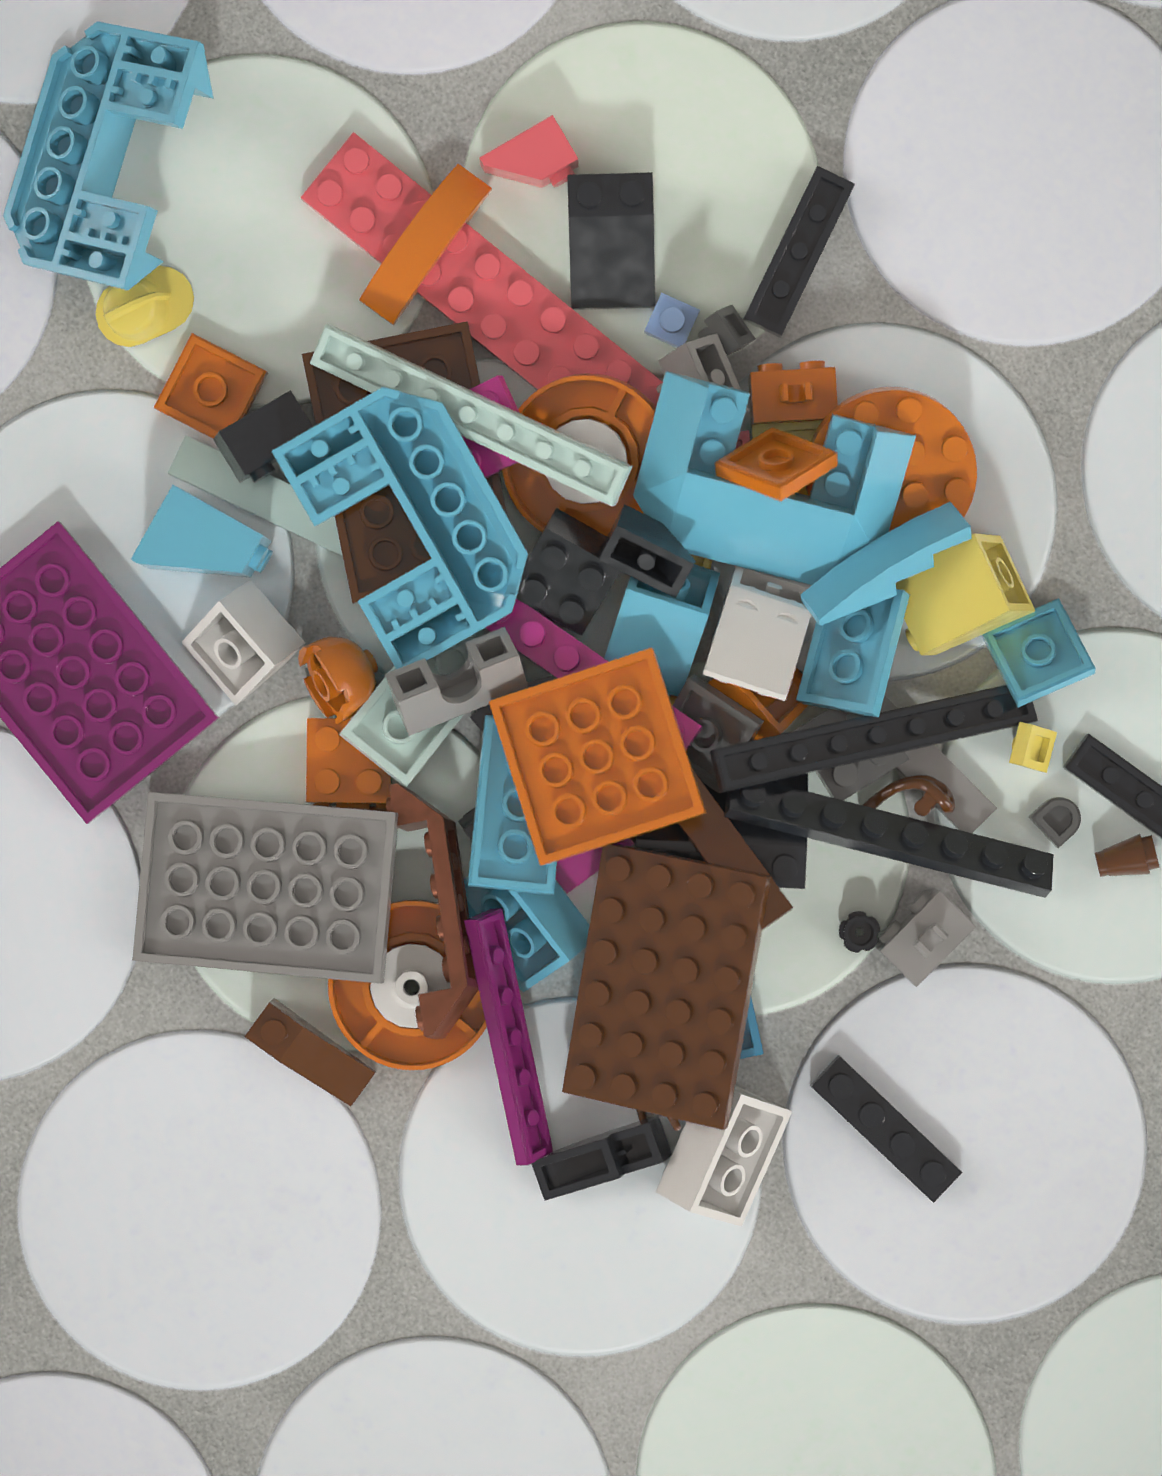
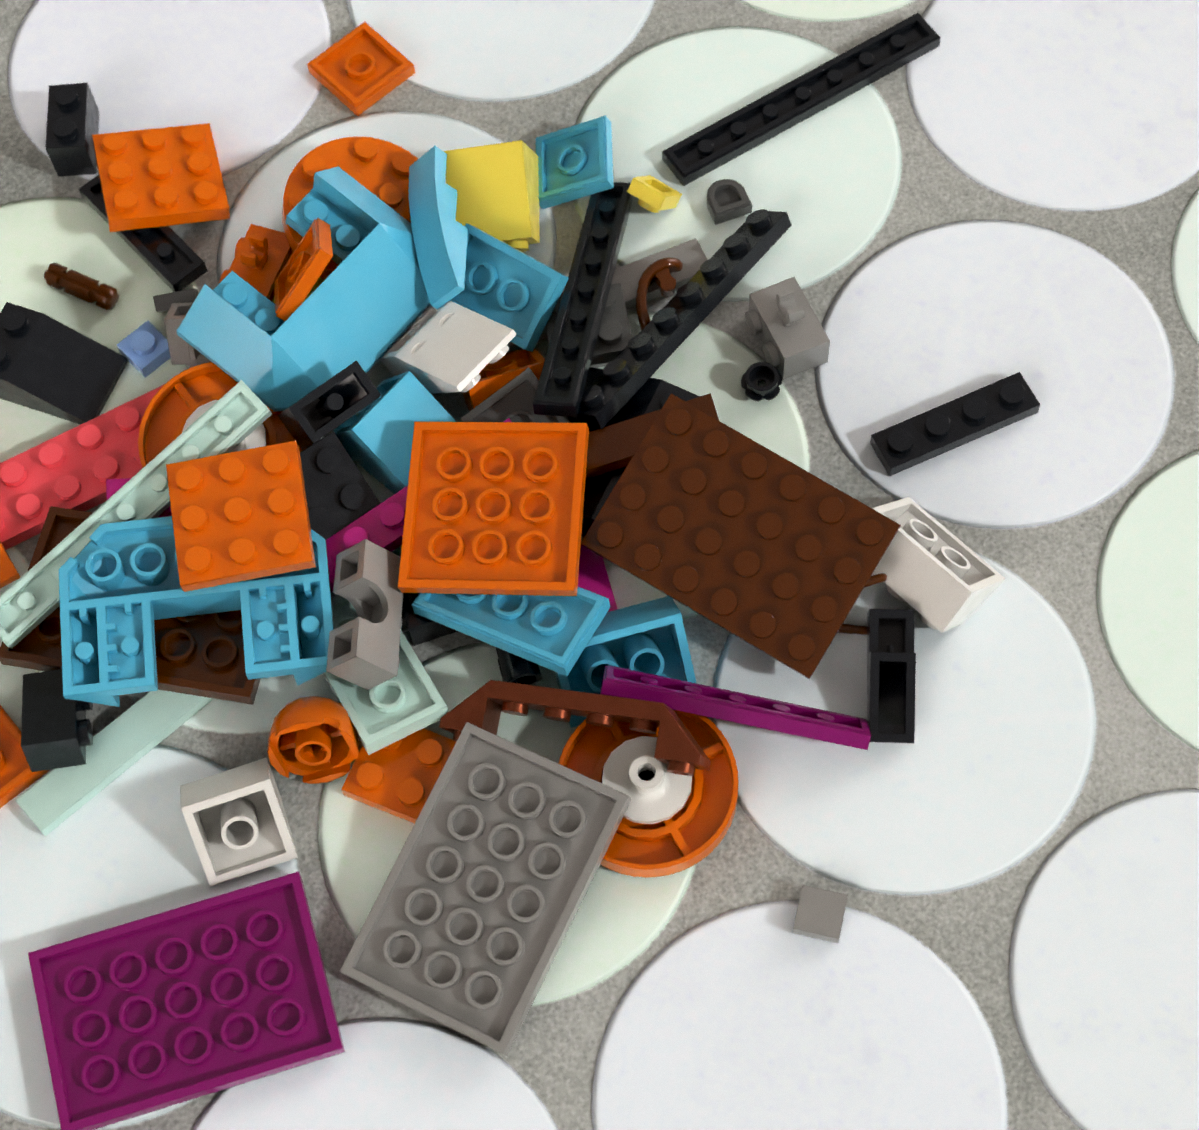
camera: 65 degrees left, 25 degrees down
(200, 539) = (118, 809): medium azure slope -> none
(309, 1052) = (672, 915): reddish brown slope -> none
(361, 1172) = (820, 914): none -> light grey tile
(497, 529) = (240, 516): none -> orange plate
(714, 222) = (81, 286): none -> reddish brown axle
(862, 242) = (160, 177): none -> orange plate
(884, 122) = (70, 127): none -> black brick
(1079, 378) = (361, 68): none -> orange tile
(1128, 857) = (783, 153): reddish brown cone -> none

